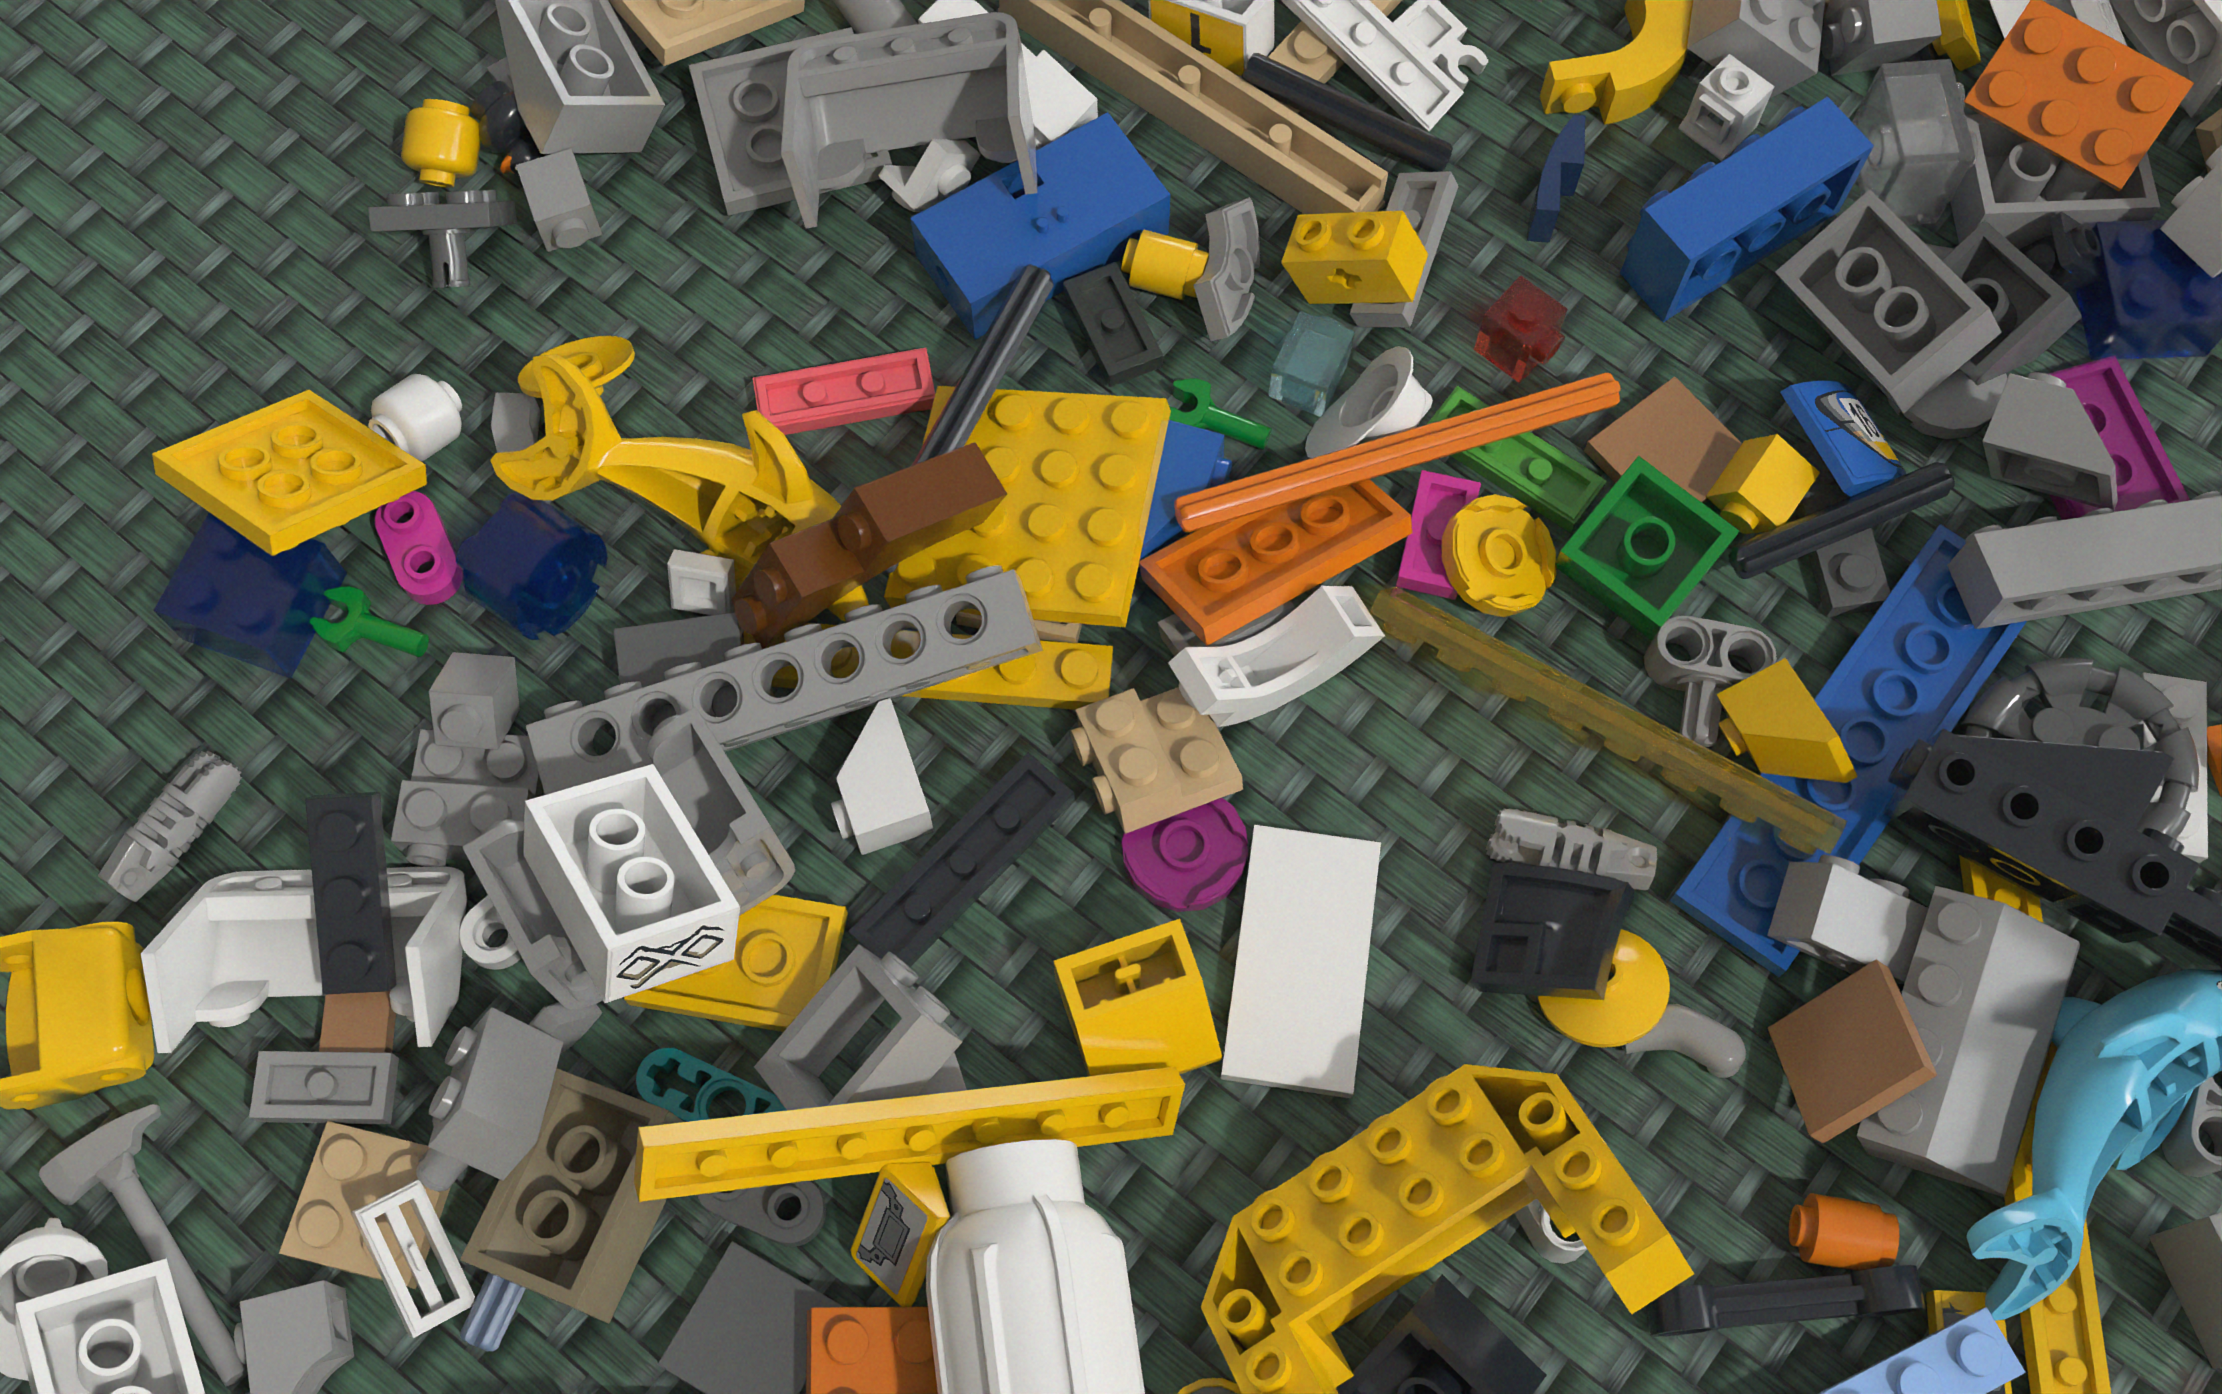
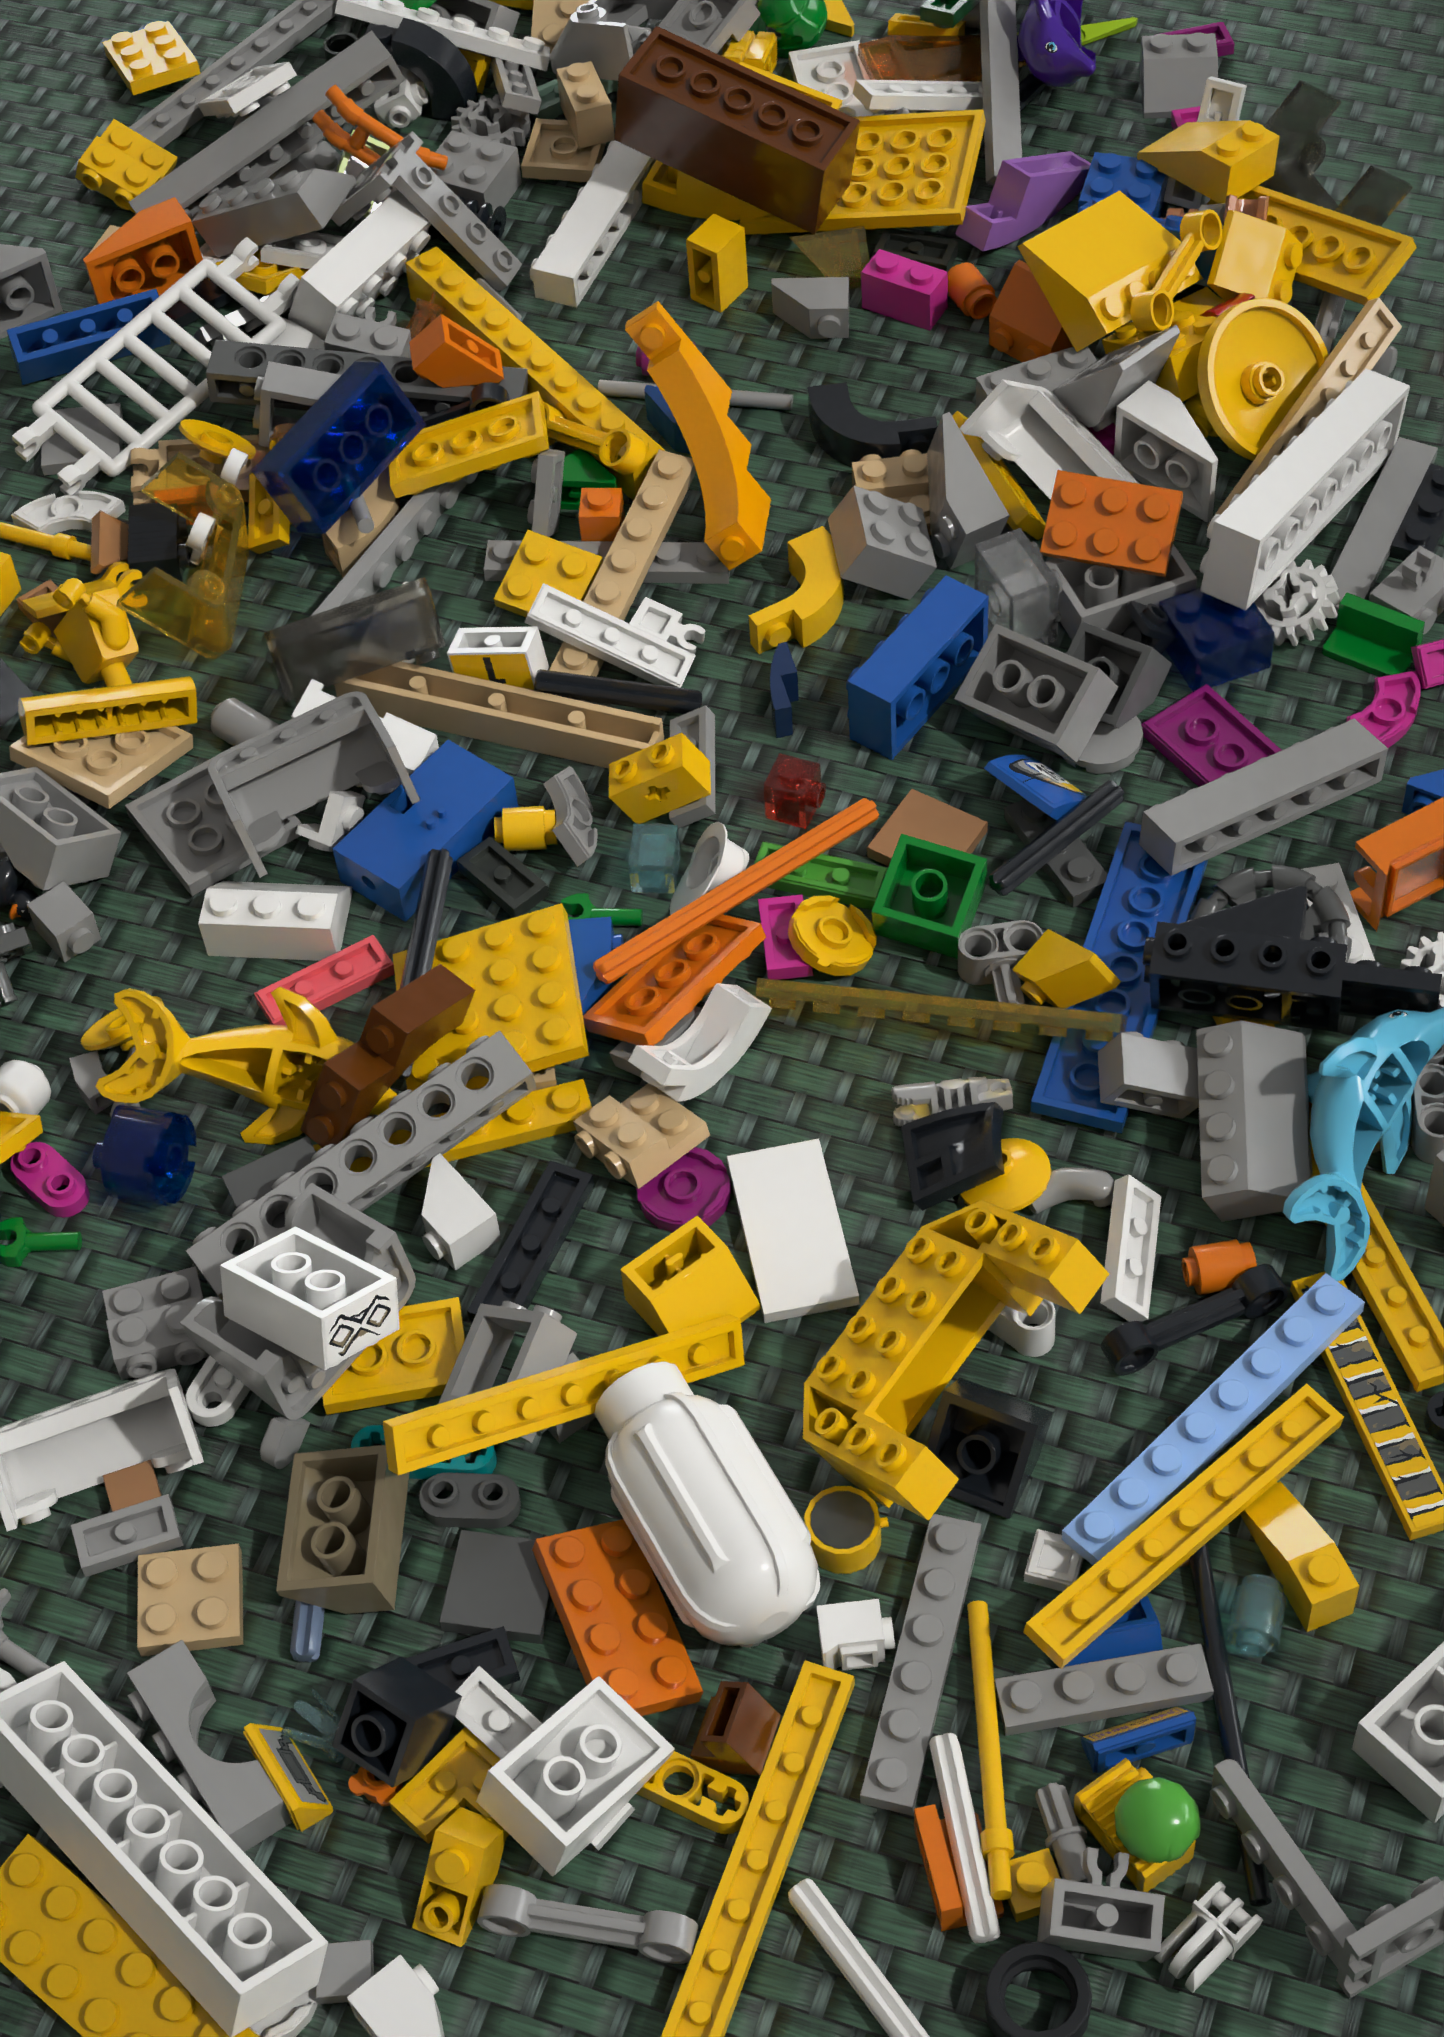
camera: 15 degrees left, 15 degrees down
(351, 893) = (102, 1394): black plate -> none
(388, 1269) = (233, 1616): white tile -> none
(474, 701) = (138, 1254): light grey brick -> none
(491, 1101) = (260, 1486): light grey brick -> none
(701, 583) = (270, 1129): white tile -> none
(814, 282) = (274, 920): none -> white slope
(900, 1228) = (578, 1469): slope -> none
(1732, 1163) = (1131, 1249): none -> white plate
(1734, 96) = (884, 598): white window -> none
(1762, 484) = (996, 831): yellow brick -> none
(1851, 1051) = (1178, 1149): medium nougat tile -> none
(2049, 443) = (1173, 745): light grey slope -> none

